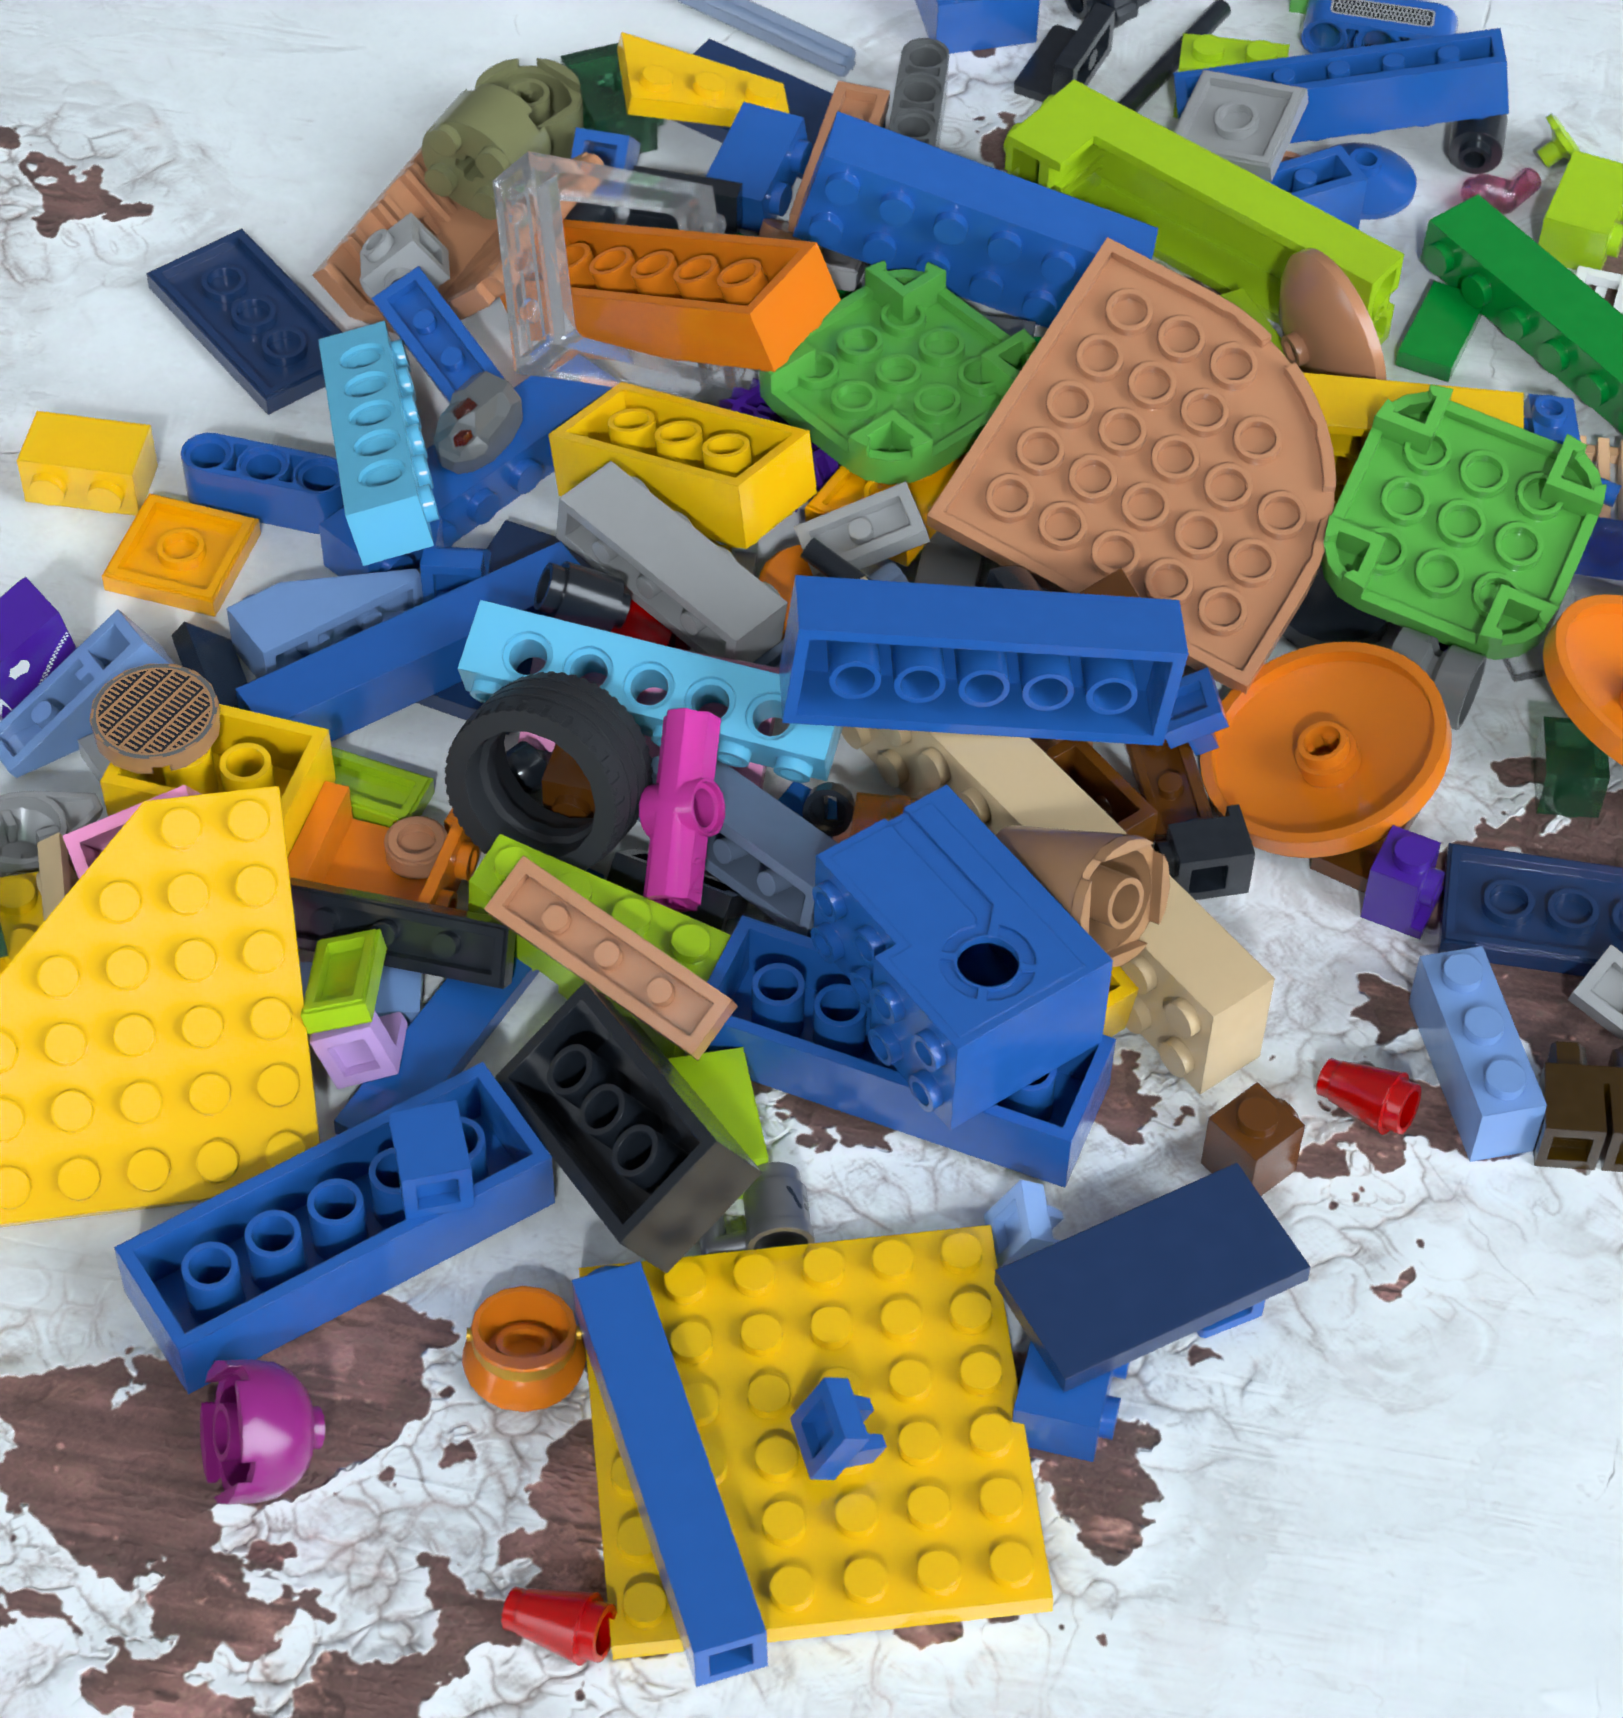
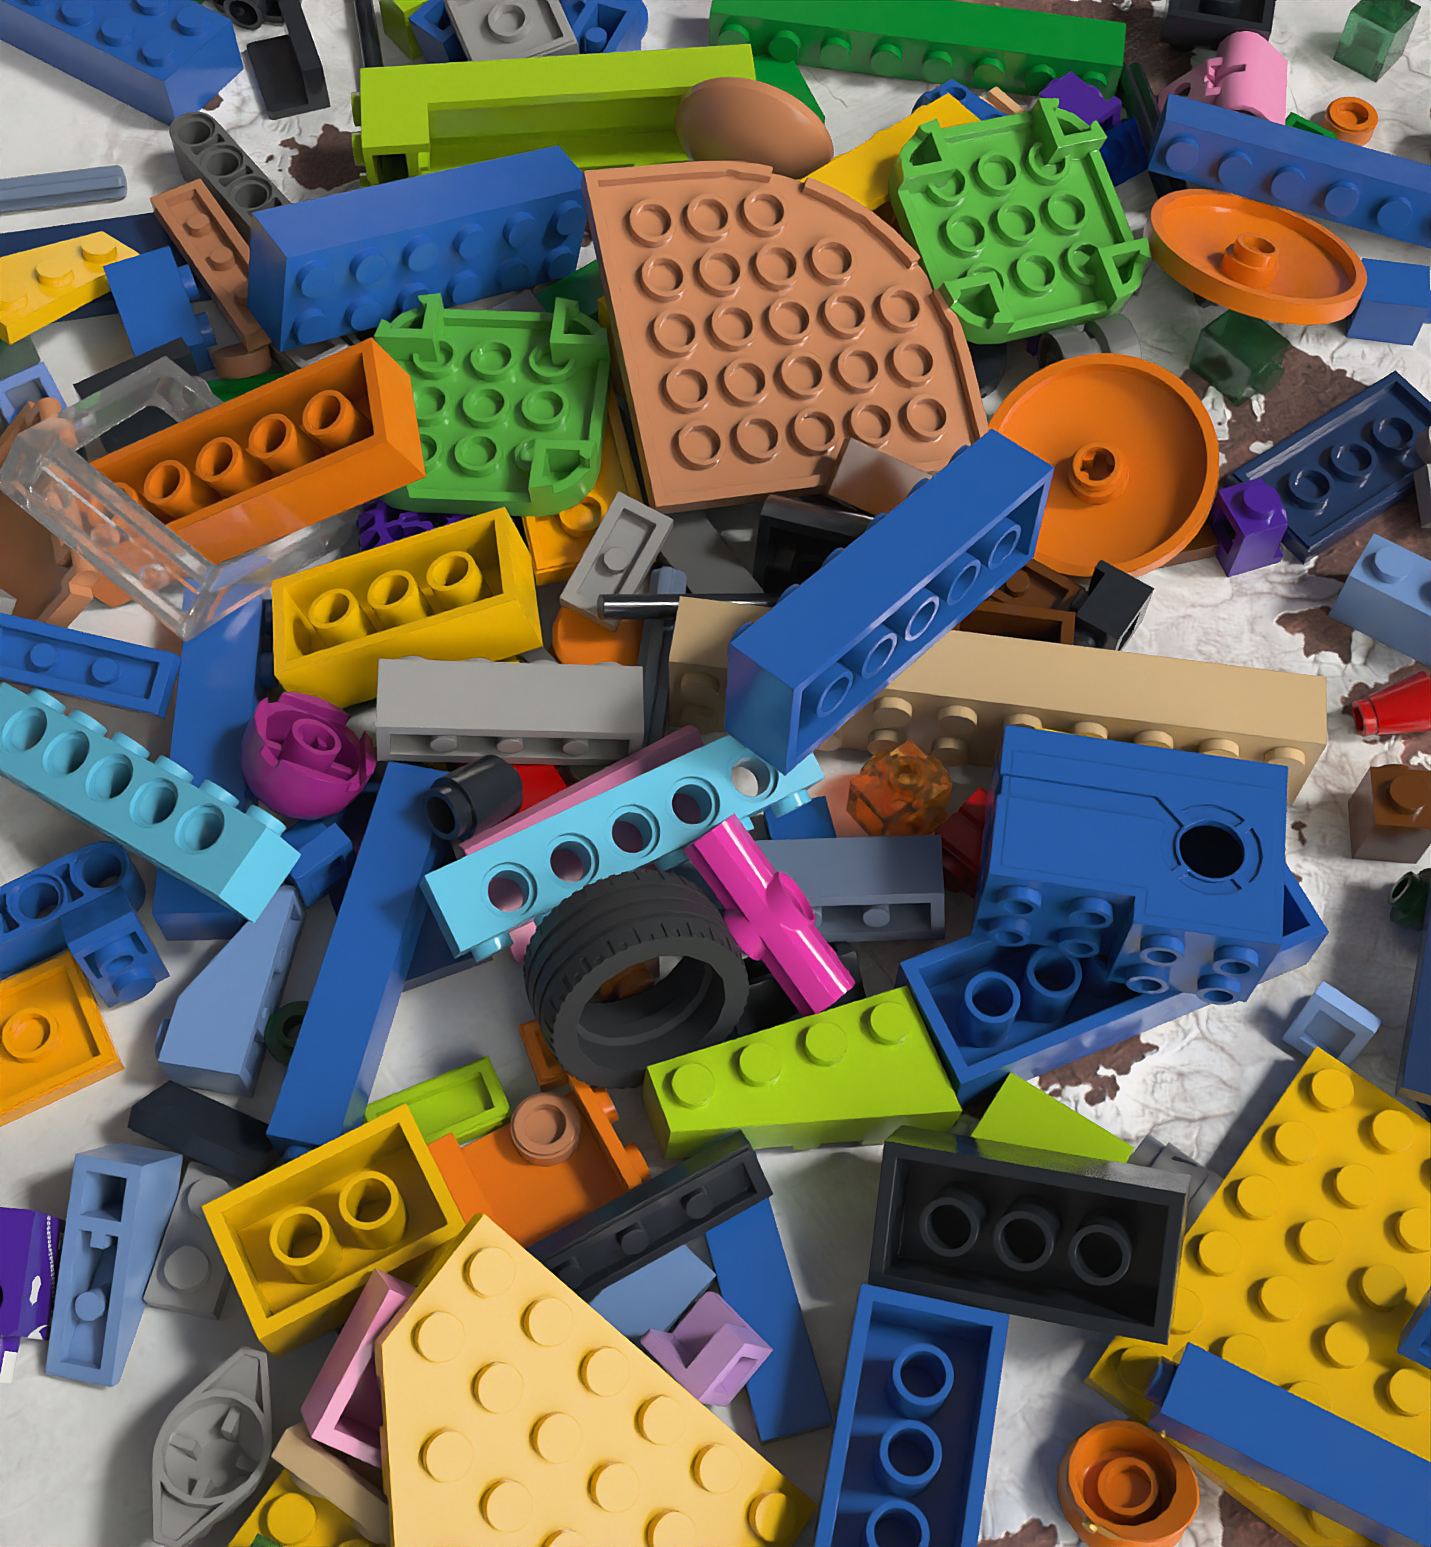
camera: 45 degrees left, 10 degrees up
(155, 718) = (248, 1235): tile -> none
(277, 531) = (114, 948): none -> blue slope
(344, 981) = (665, 1319): lime tile -> none
(432, 1159) = (956, 1419): blue panel -> none
(477, 423) = (198, 712): dark grey rock -> none
(510, 498) = (304, 757): none -> magenta cylinder
(611, 958) = (868, 1098): nougat plate -> none
(816, 808) = (841, 803): black hinge -> none
(1100, 878) = (1158, 706): medium nougat cone -> none

